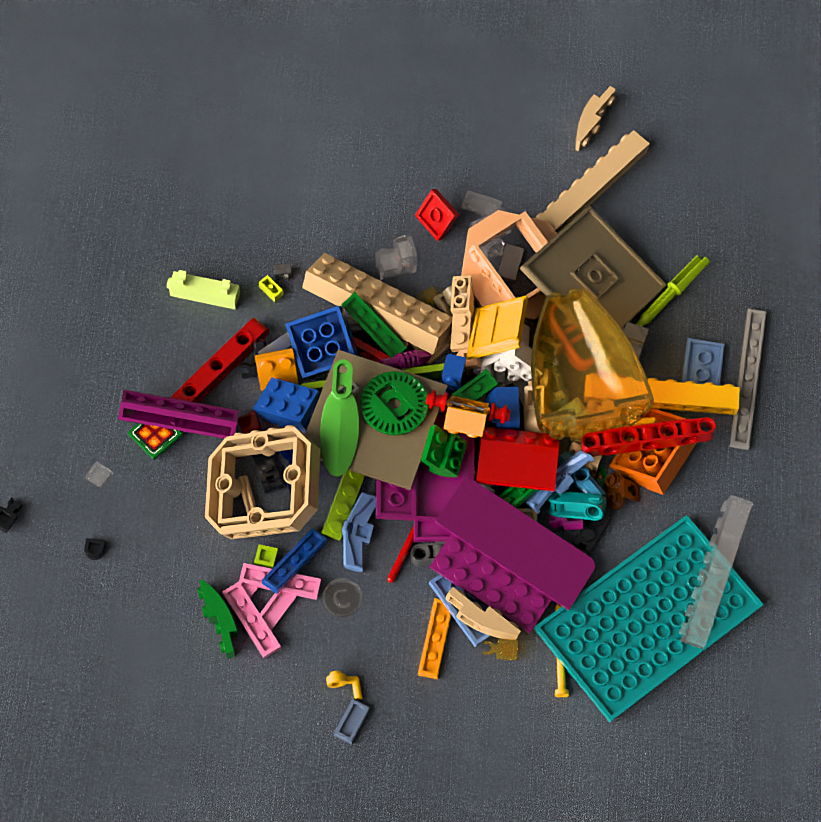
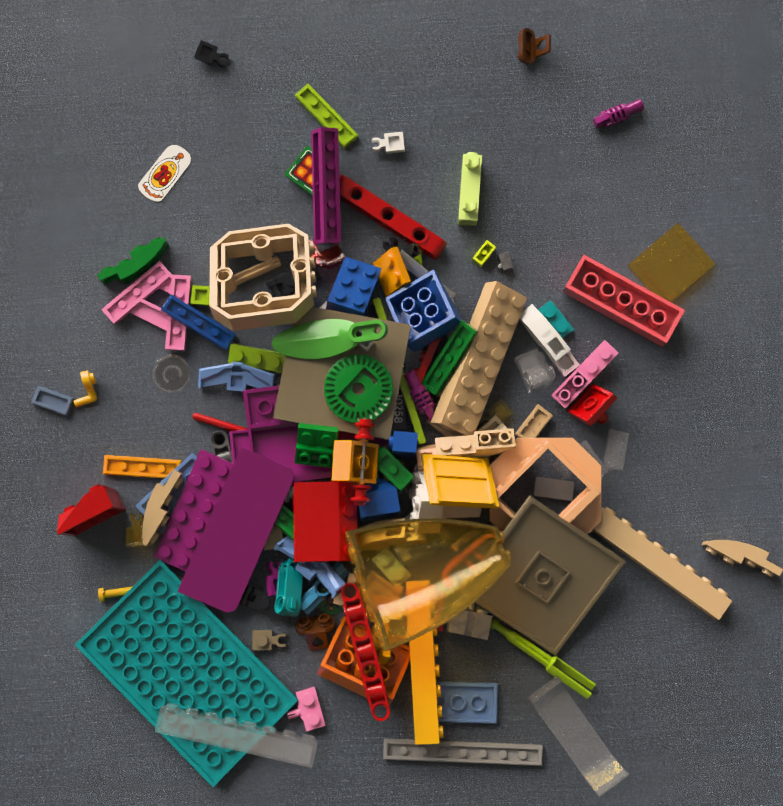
camera: 85 degrees right, 15 degrees up
(68, 216) = (529, 46): none -> reddish brown bracket
(93, 415) = (326, 114): none -> lime tile
(94, 548) = (190, 139): black tile -> none
(98, 475) = (261, 128): clear plate -> none
(125, 580) = (164, 173): none -> sticker
(140, 354) = (392, 143): none -> white plate
(154, 150) = (617, 114): none -> magenta hinge
(311, 132) = (671, 264): none -> clear yellow piece
(340, 174) = (623, 301): none -> coral brick
(348, 238) = (556, 319): none -> teal plate
(366, 242) = (549, 340): none -> white slope
(403, 217) = (584, 374): none -> bright pink slope
(444, 268) = (534, 423): none -> tan plate
(477, 685) = (91, 510): none -> red slope
(624, 540) = (264, 640): none -> dark tan plate
(696, 508) = (308, 709): none -> bright pink plate
(745, 277) = (577, 736): none -> clear windscreen

